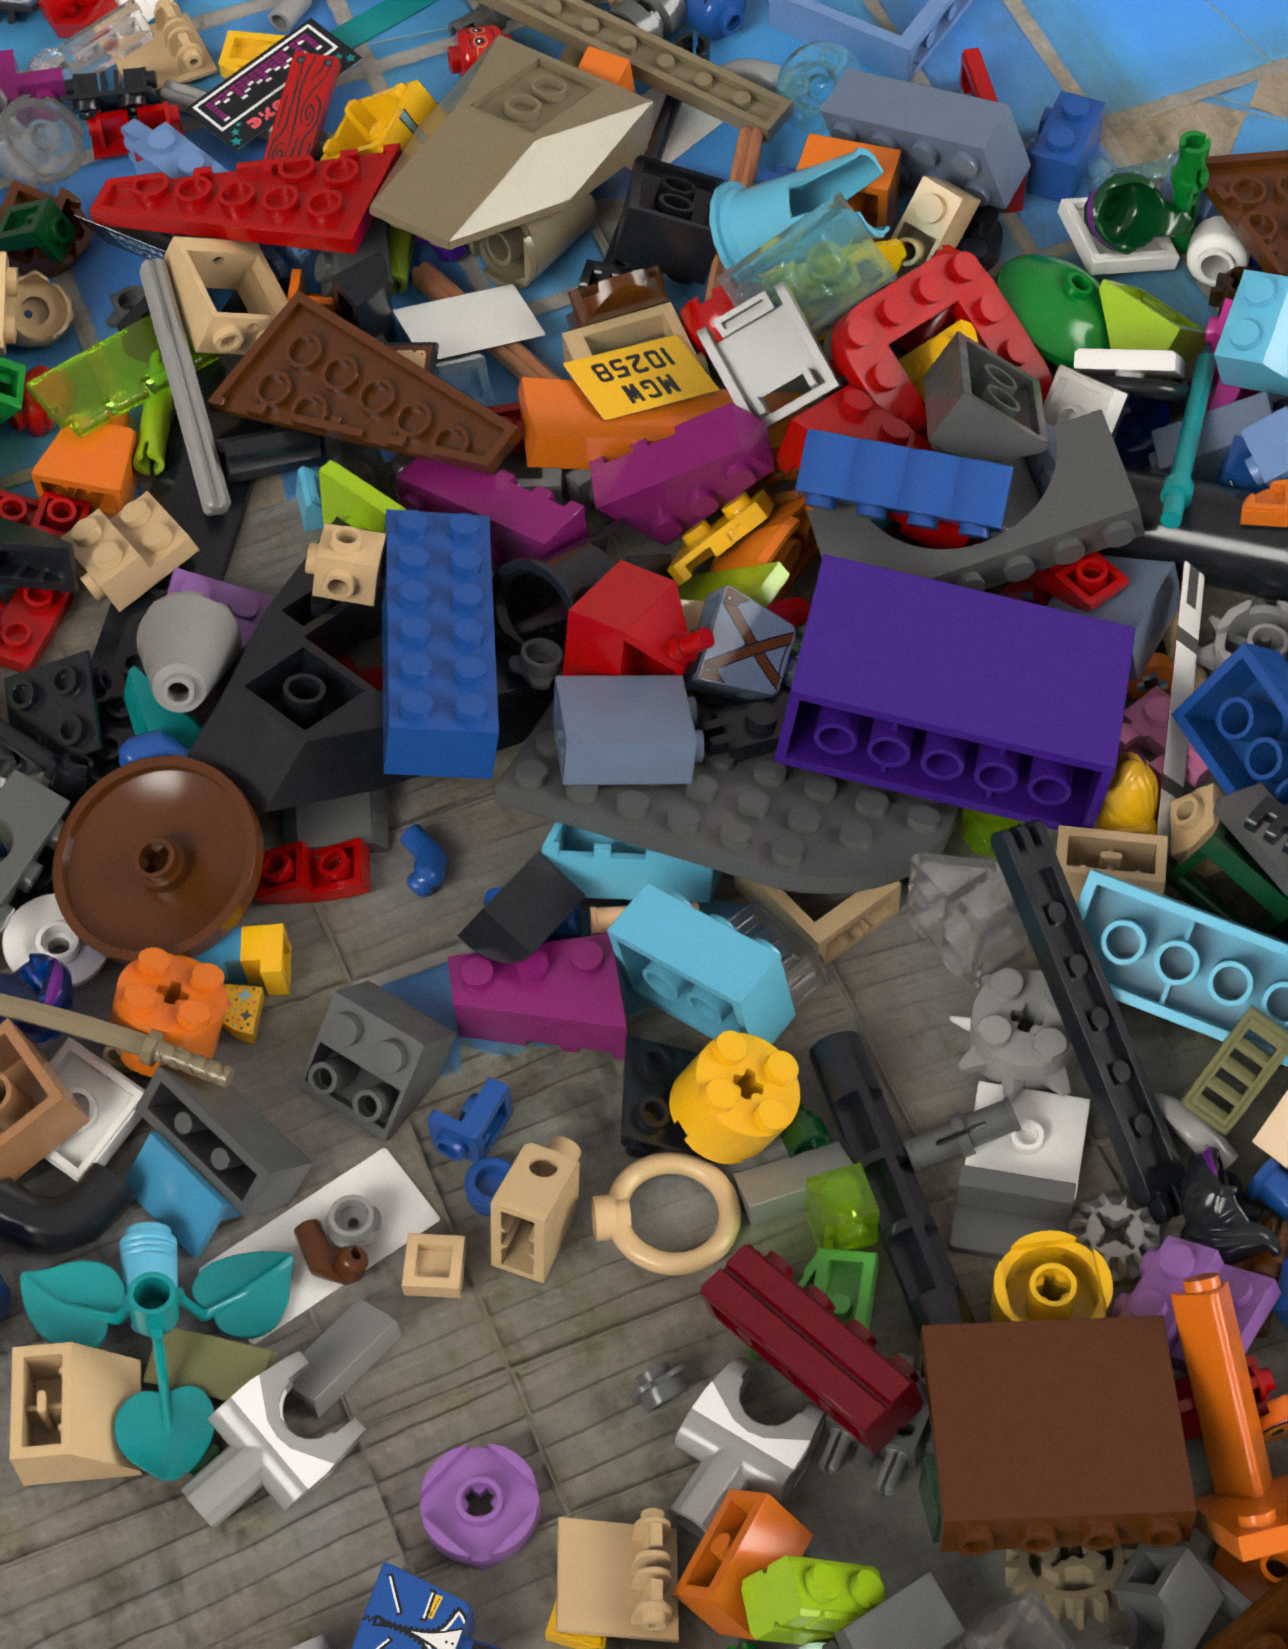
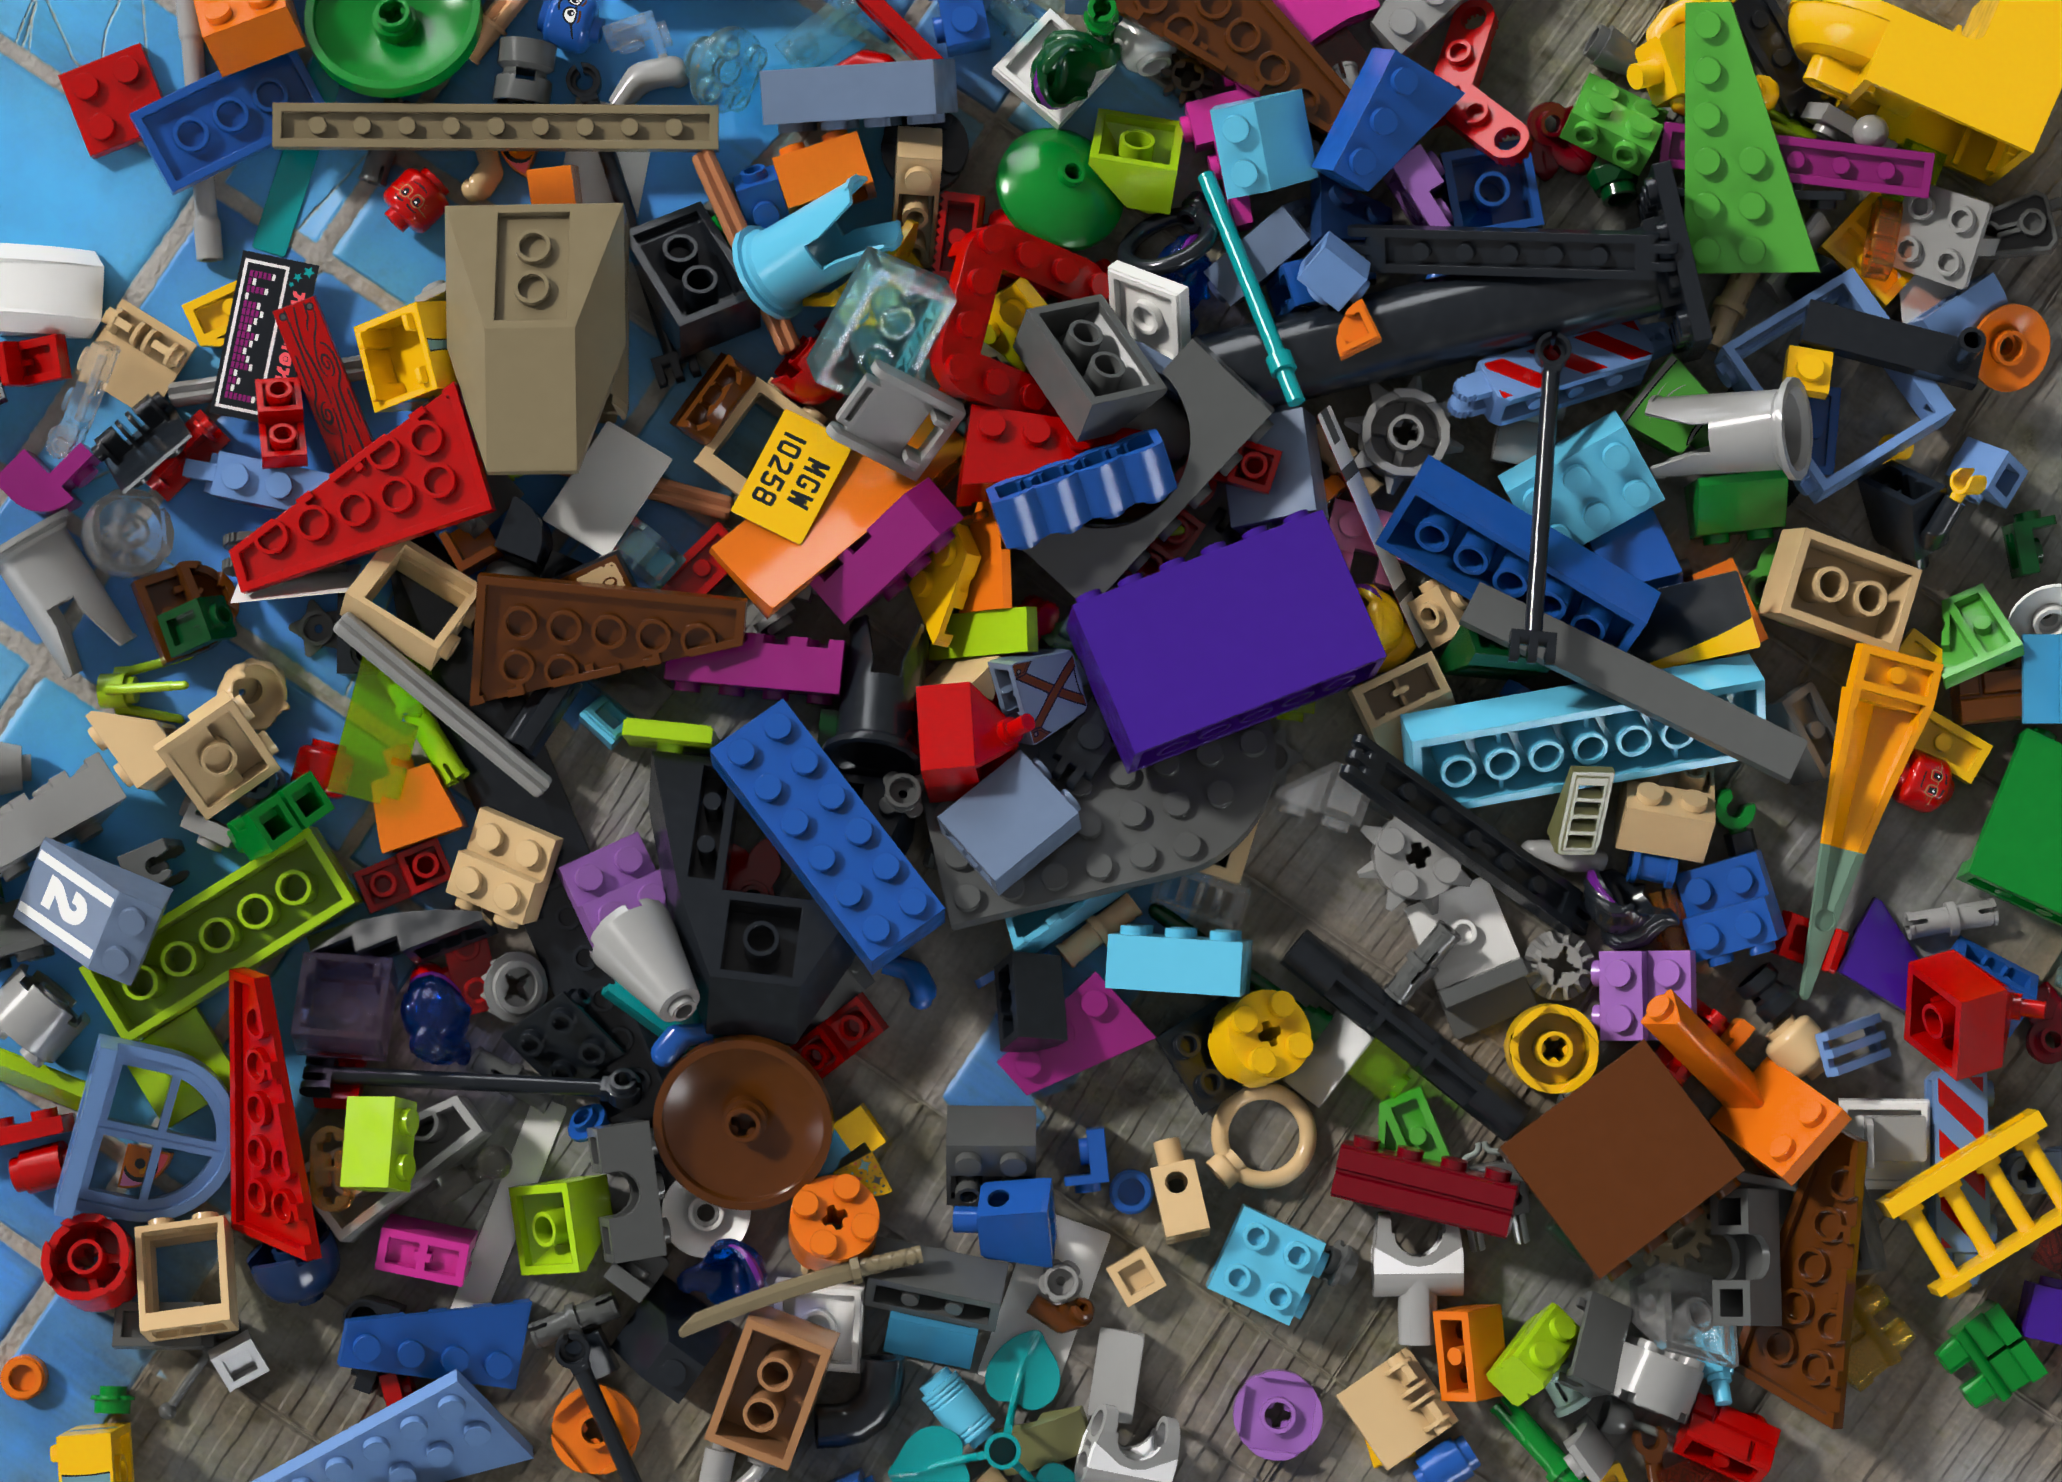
camera: 35 degrees left, 30 degrees up
(34, 632) = (531, 988): none -> light grey gear
(235, 132) = (281, 422): none -> red slope
(346, 564) = (713, 813): tan brick -> none
(349, 1122) = (1013, 1221): none -> blue torso
(581, 1331) = (1267, 1265): none -> medium azure brick
(761, 37) = (632, 32): none -> clear bracket
(1130, 363) = (1160, 234): white plate -> none

